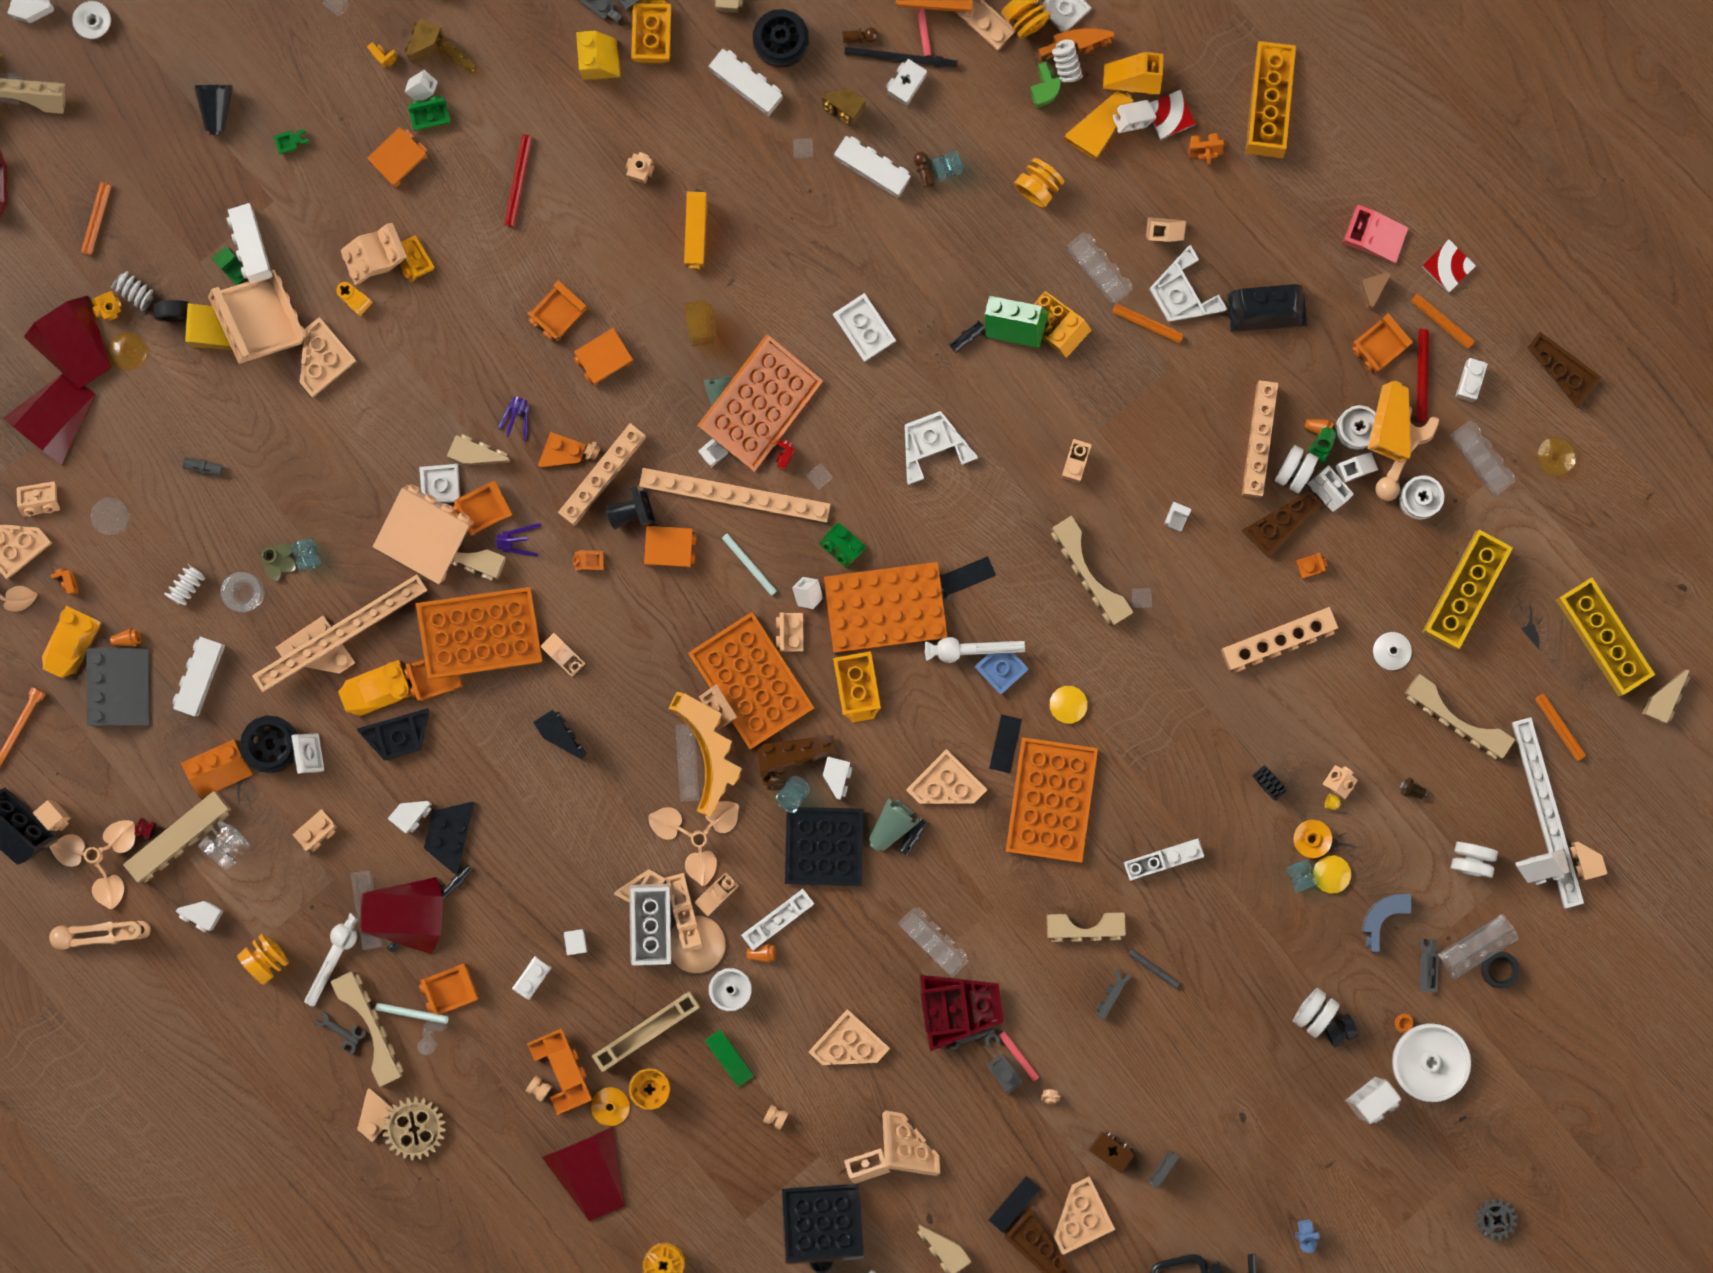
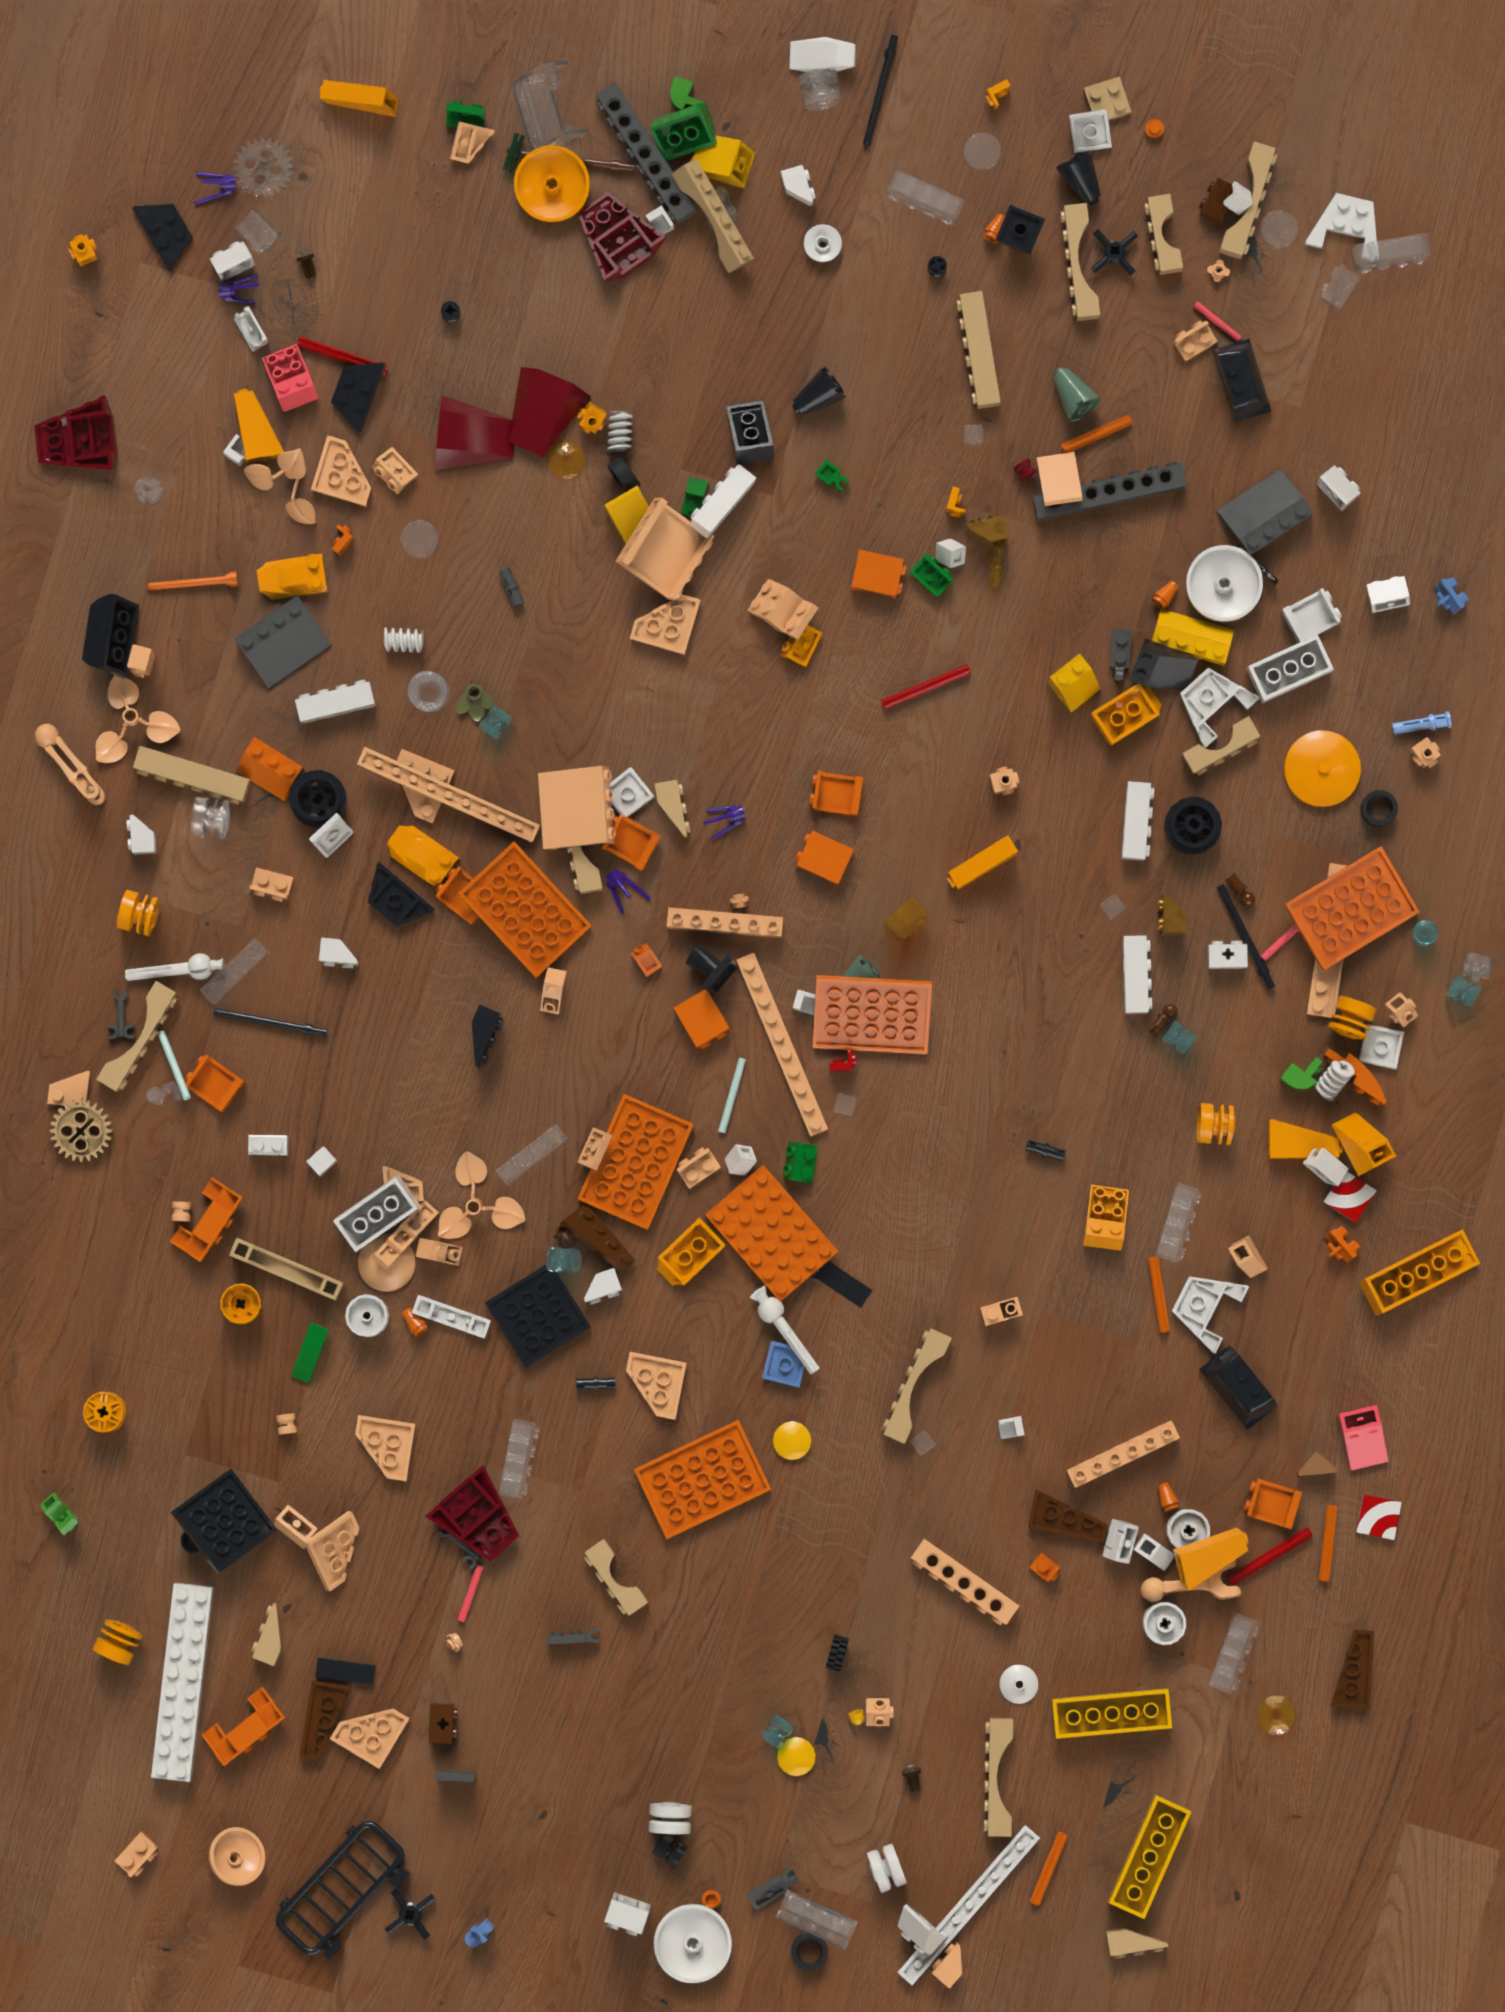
camera: 60 degrees right, 0 degrees up
(96, 218) = (659, 359): orange axle -> none
(129, 637) = (327, 621): orange cone -> none
(145, 829) = (181, 743): dark red wheel -> none
(208, 183) = (750, 432): none -> black slope
(356, 300) = (735, 620): light orange piece -> none
(404, 914) = (251, 1004): dark red wedge -> none
(448, 834) = (341, 996): black wing -> none
(561, 451) = (722, 875): orange wing -> none
(590, 1173) = (139, 1301): dark red wedge -> none
(617, 1099) = (215, 1281): light orange dish -> none
(714, 748) = (558, 1168): light orange arch -> none
(864, 327) = (995, 1058): white plate -> none
(892, 824) = (593, 1359): sand green cone -> none
(929, 437) = (940, 1175): white wing -> none
(1004, 1073) = (447, 1591): dark grey torso -> none
(1005, 743) = (724, 1409): black sticker -> none
(1015, 321) = (1083, 1182): green slope -> none
(1153, 968) = (618, 1658): flat silver bar -> none
(1164, 859) = (715, 1606): white slope -> none
(1295, 468) = (1117, 1502): white wheel -> none
(1322, 836) = (820, 1729): light orange dish -> none
(1323, 444) = (1153, 1509): green piece -> none
(1379, 912) = (792, 1817): sand blue arch -> none
(1471, 380) = (1293, 1600): white brick -> none

